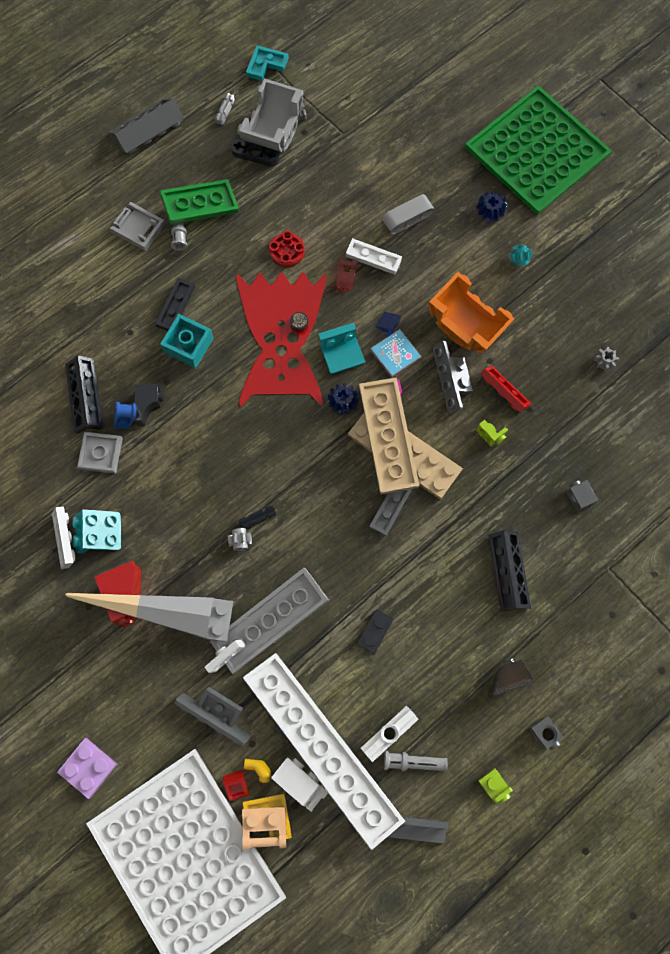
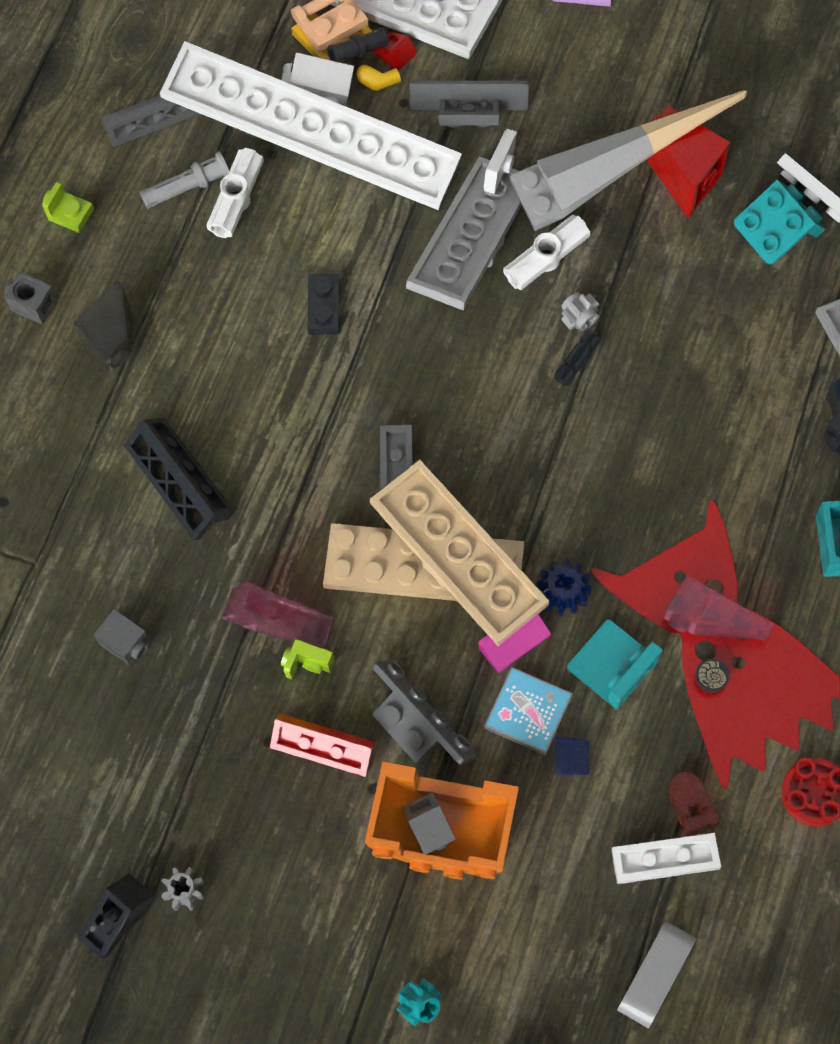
camera: 155 degrees right, 5 degrees down
(247, 584) = (534, 263): none -> white piece
(259, 793) = (357, 45): none -> black pin
(281, 346) = (711, 614): none -> clear pink slope
(476, 319) = (428, 824): none -> dark grey brick
(496, 463) = (276, 615): none -> clear pink slope
(642, 363) = (115, 914): none -> black arch

